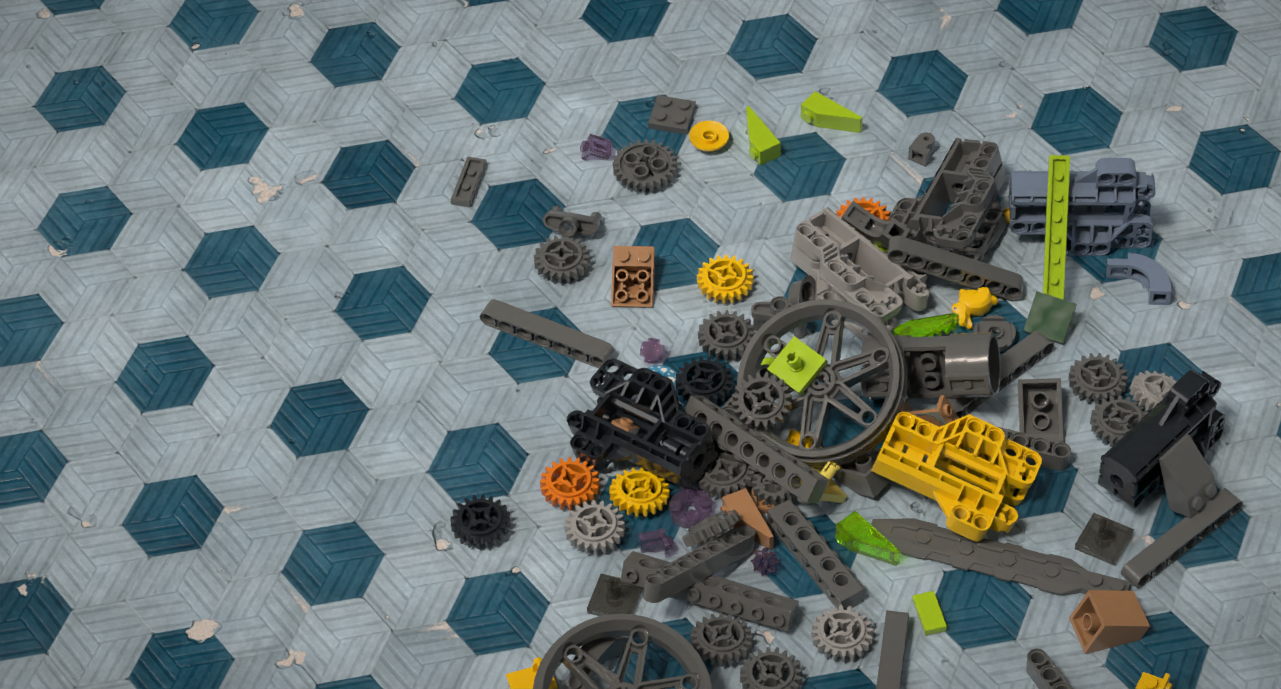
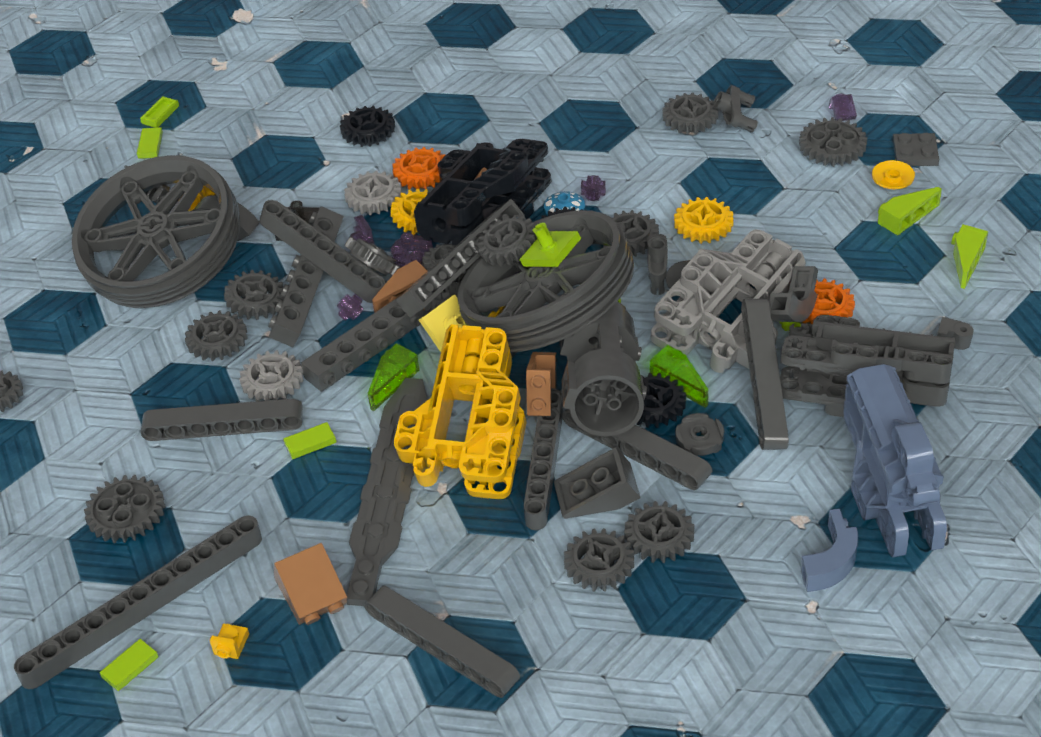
camera: 80 degrees right, 5 degrees down
(468, 182) = (768, 45): dark grey tile -> none
(546, 333) = (595, 123): dark grey beam -> none
(633, 276) = (685, 160): medium nougat slope -> none
(973, 303) = (737, 409): yellow animal -> none
(1050, 317) = (733, 473): dark green tile -> none
(1056, 225) = (821, 432): lime plate -> none
(1104, 539) = (431, 572): clear smoke tile -> none
(1133, 464) = (575, 591): black connector -> none
(1150, 388) = (654, 584): light grey gear -> none
(1187, 477) = (497, 610): dark grey slope -> none

